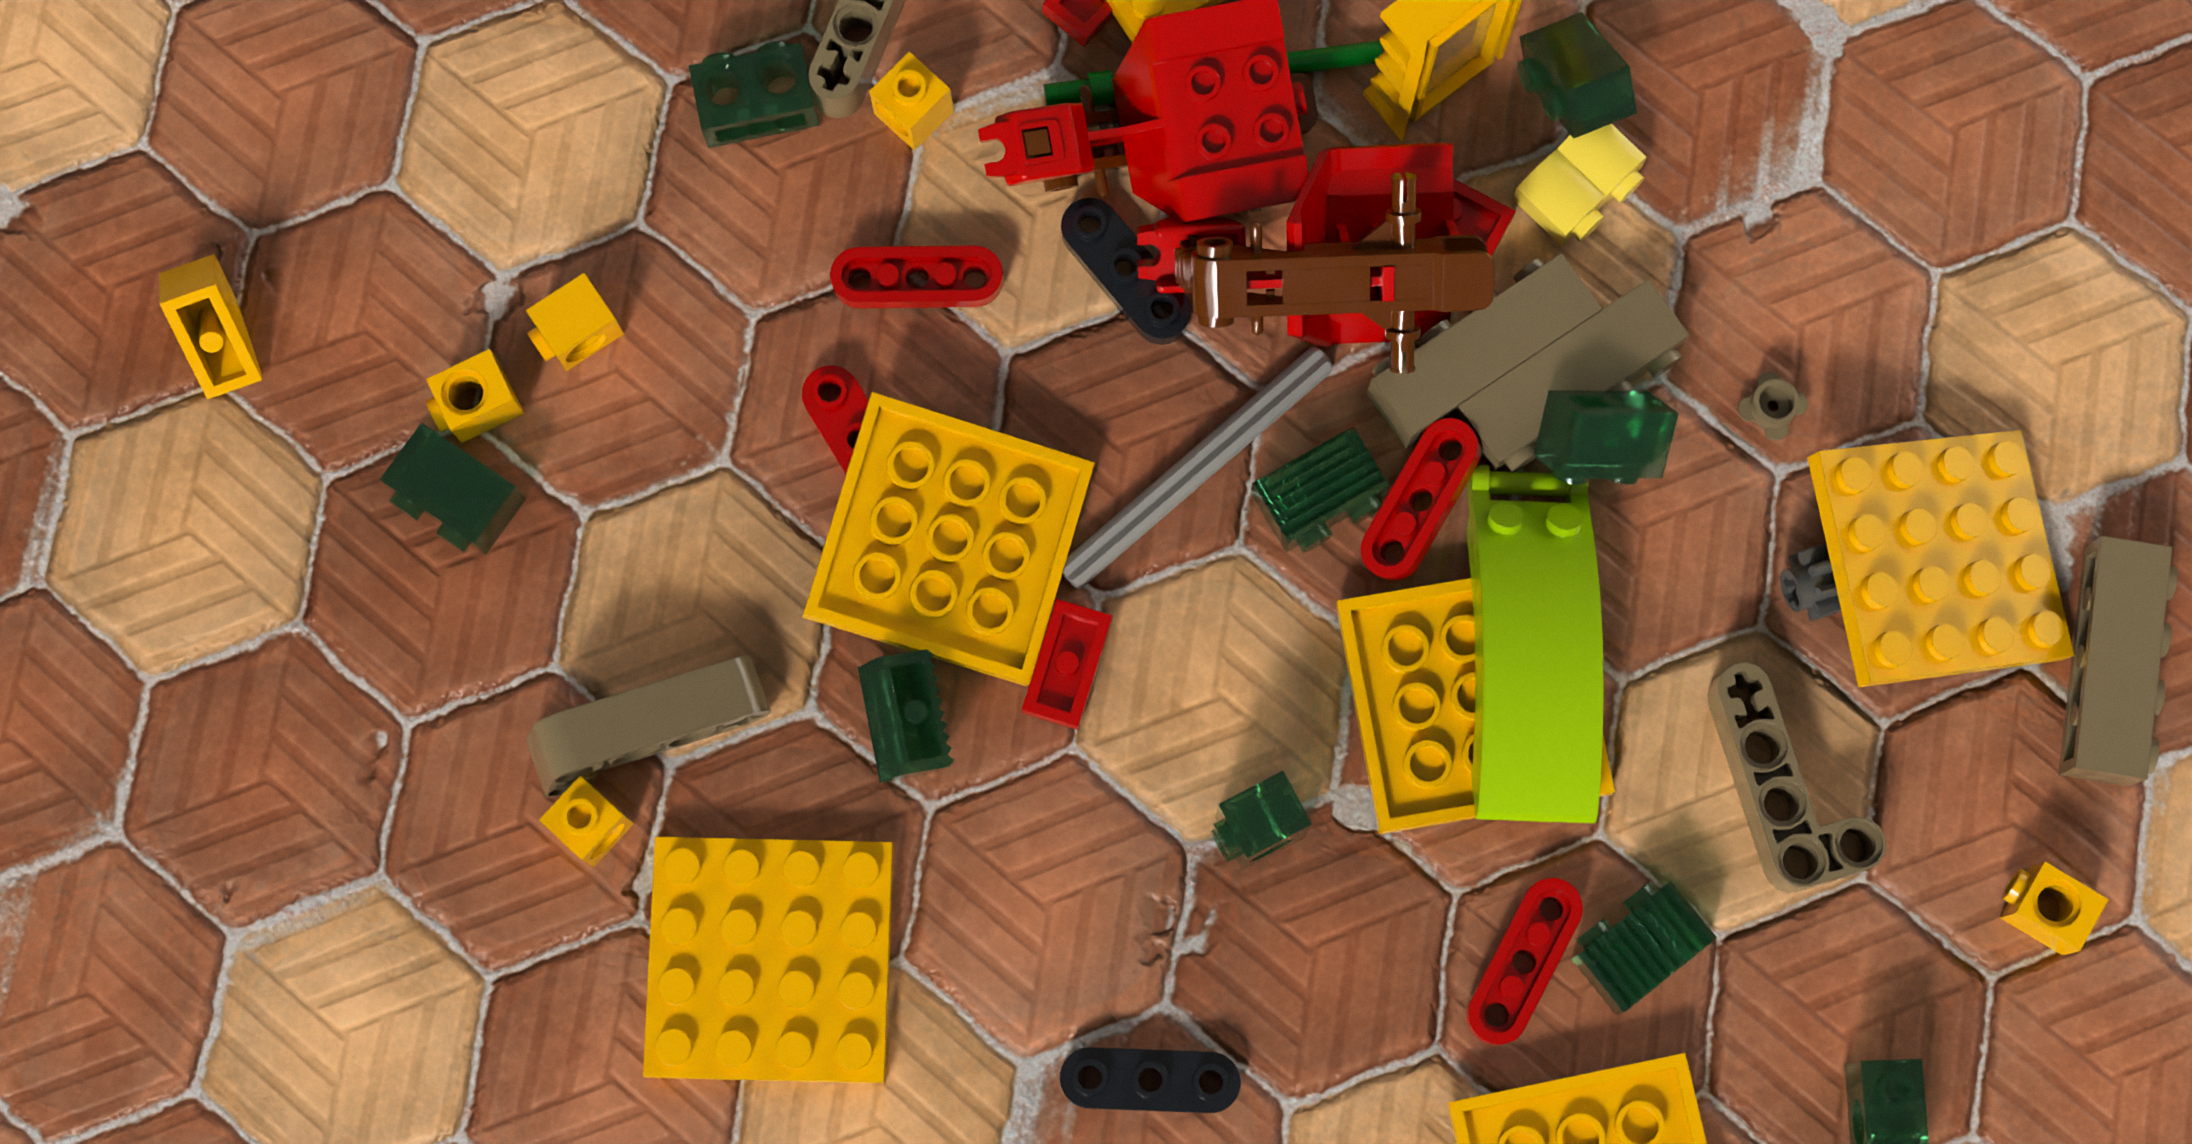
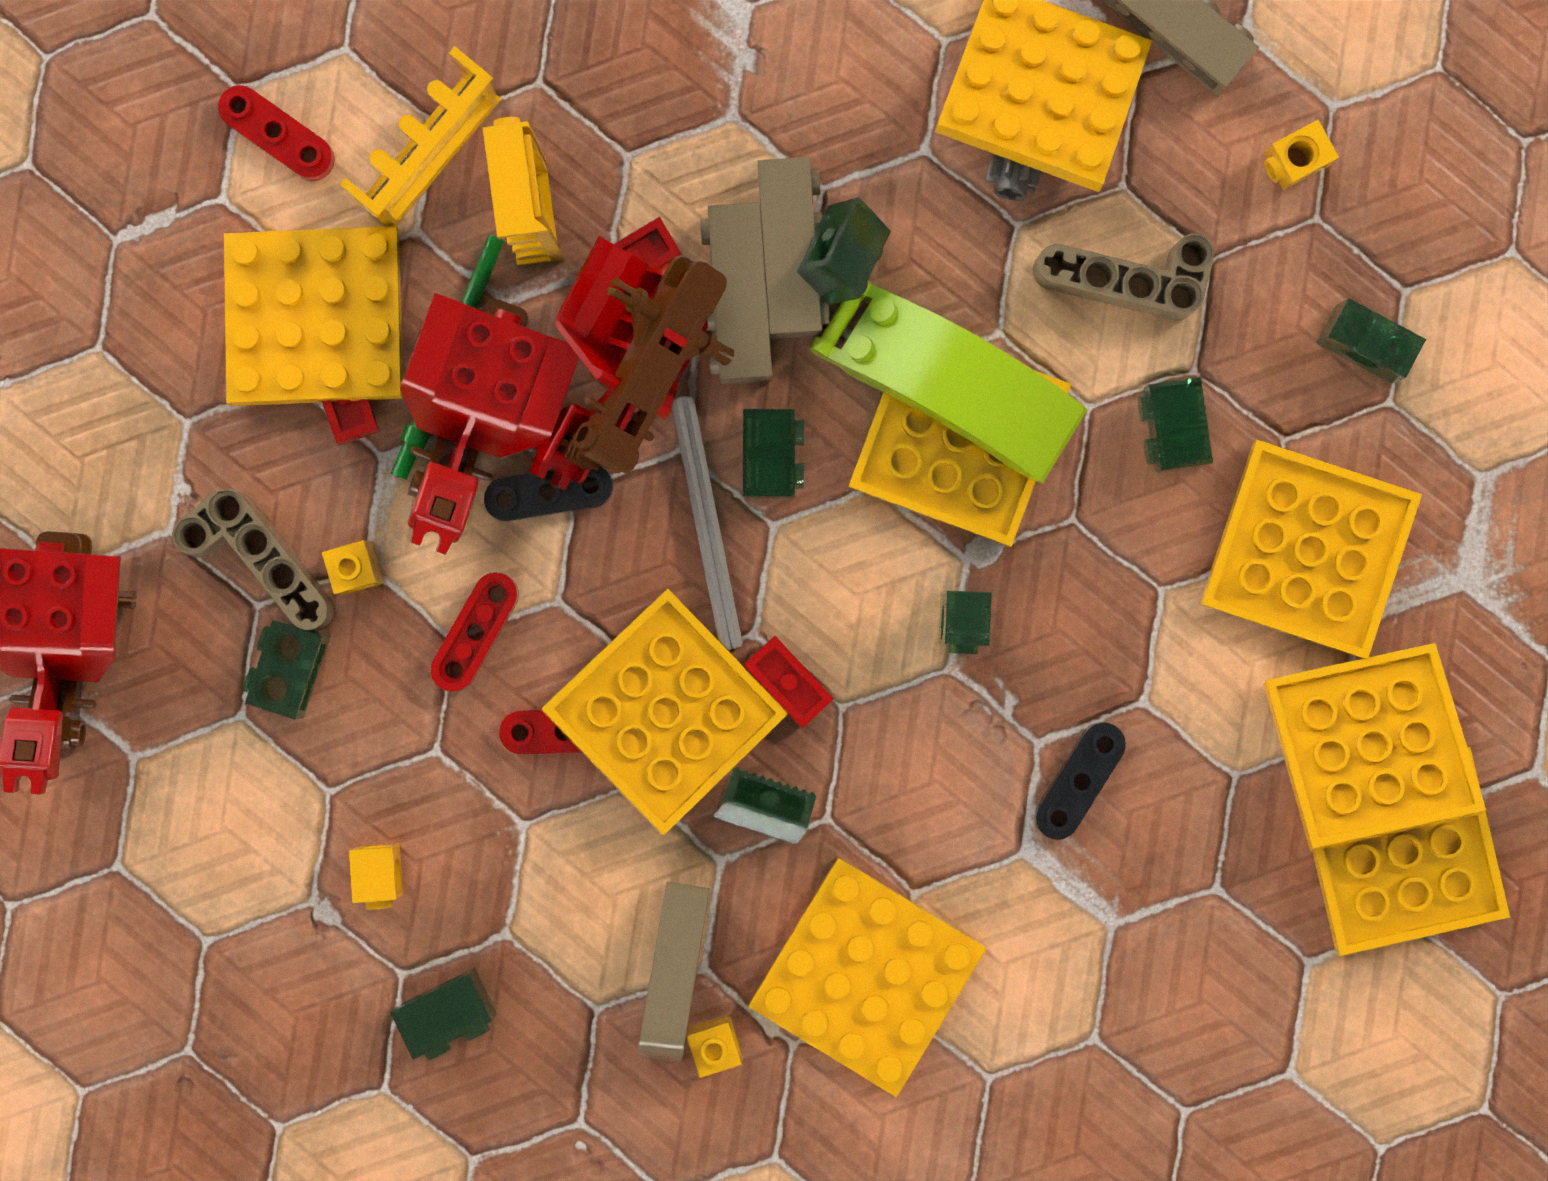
camera: 60 degrees left, 10 degrees up
(209, 326) = (238, 1114): yellow slope -> none
(495, 408) = (399, 950): yellow brick -> none
(1423, 473) = (815, 412): red plate -> none
(1543, 942) = (1159, 515): red plate -> none
(1576, 75) = (593, 122): clear green brick -> none
(1578, 181) = (661, 160): light yellow brick -> none
(1773, 389) = (884, 117): dark tan plate -> none

